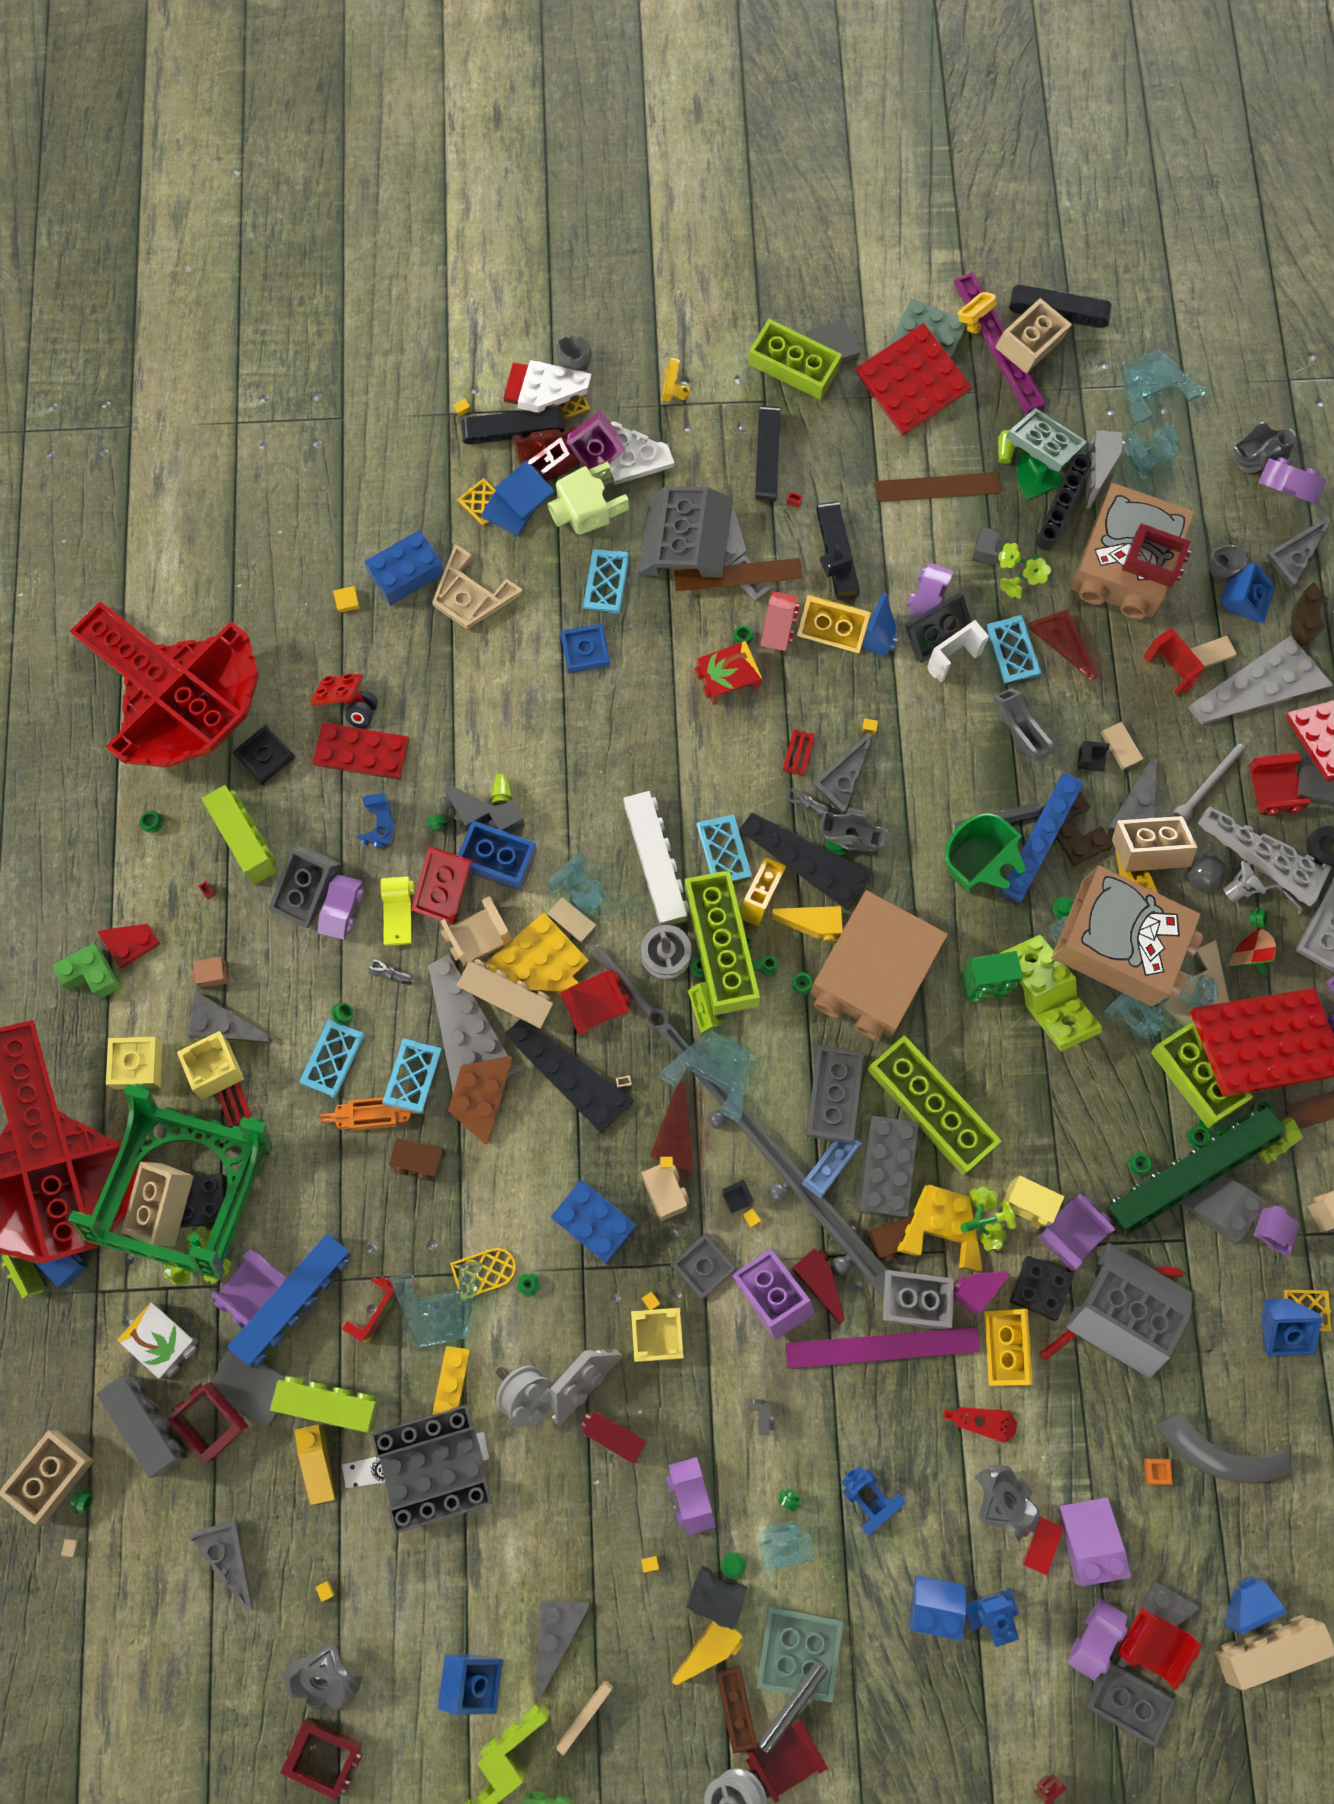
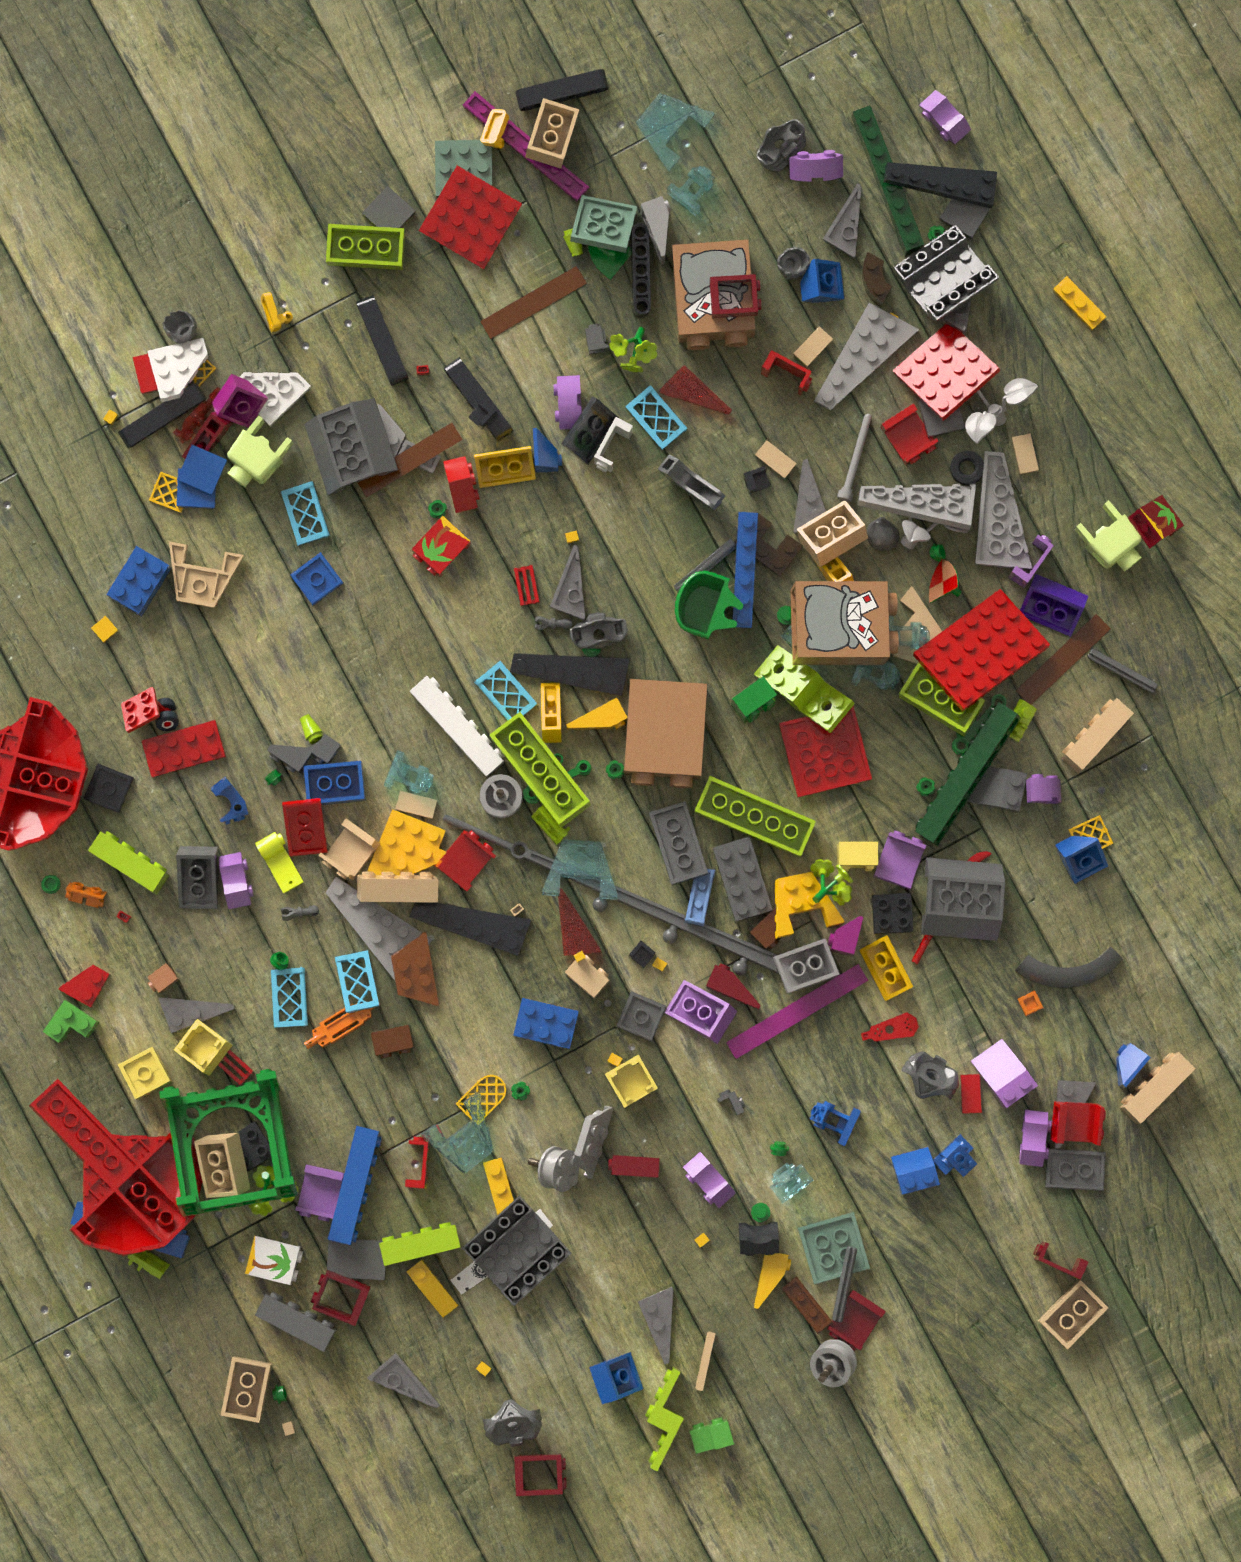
camera: 25 degrees left, 10 degrees up
(173, 842) = (77, 891): none -> orange hinge
(1038, 1077) = (822, 758): none -> red plate

